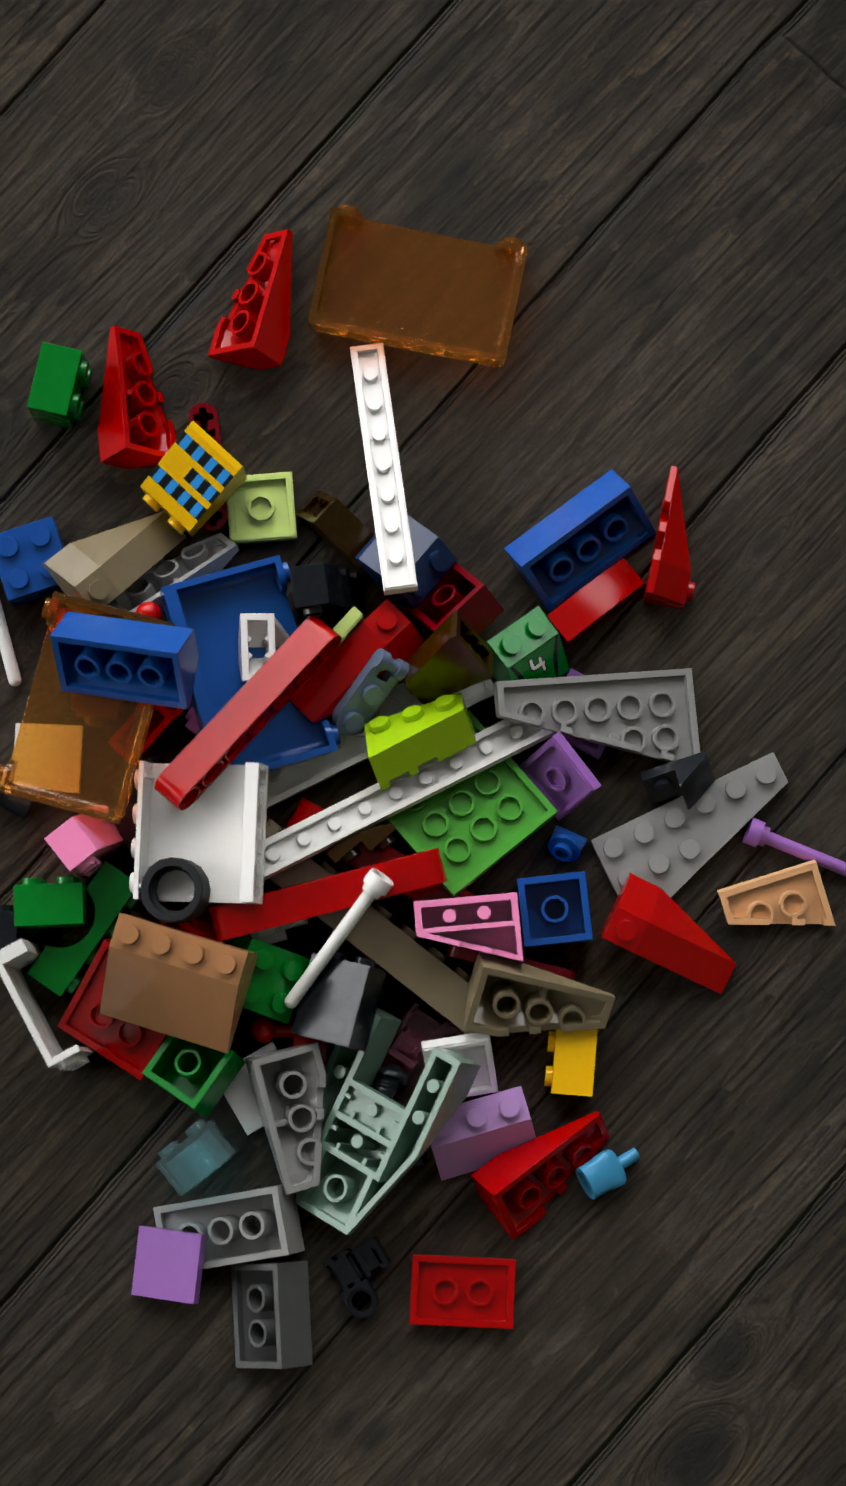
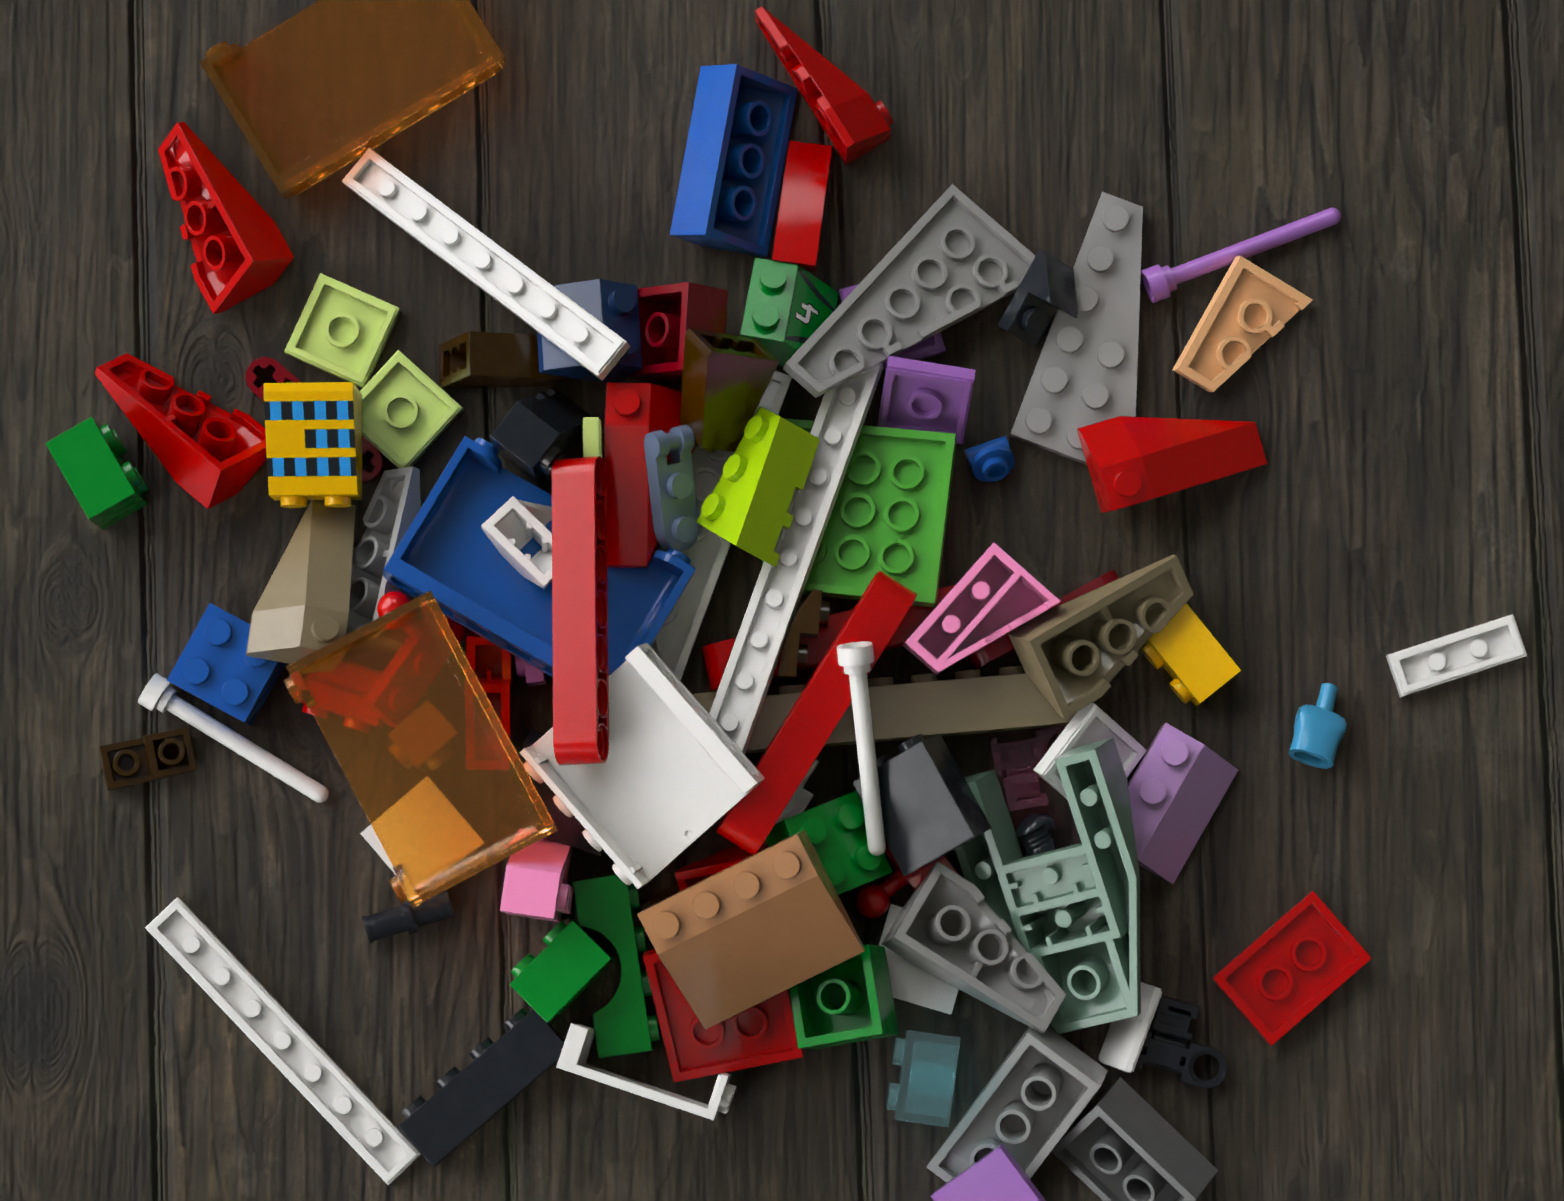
camera: 45 degrees left, 0 degrees up
(125, 659) = (417, 667): blue slope -> none
(150, 885) = (636, 843): black tyre -> none
(271, 432) = (342, 330): none -> yellowish green tile
(333, 1241) = (1128, 1035): none -> white slope
(527, 1176) = (1249, 806): red wedge -> none
(554, 909) = (1041, 527): blue brick -> none
(725, 1204) = (1456, 655): none -> white tile

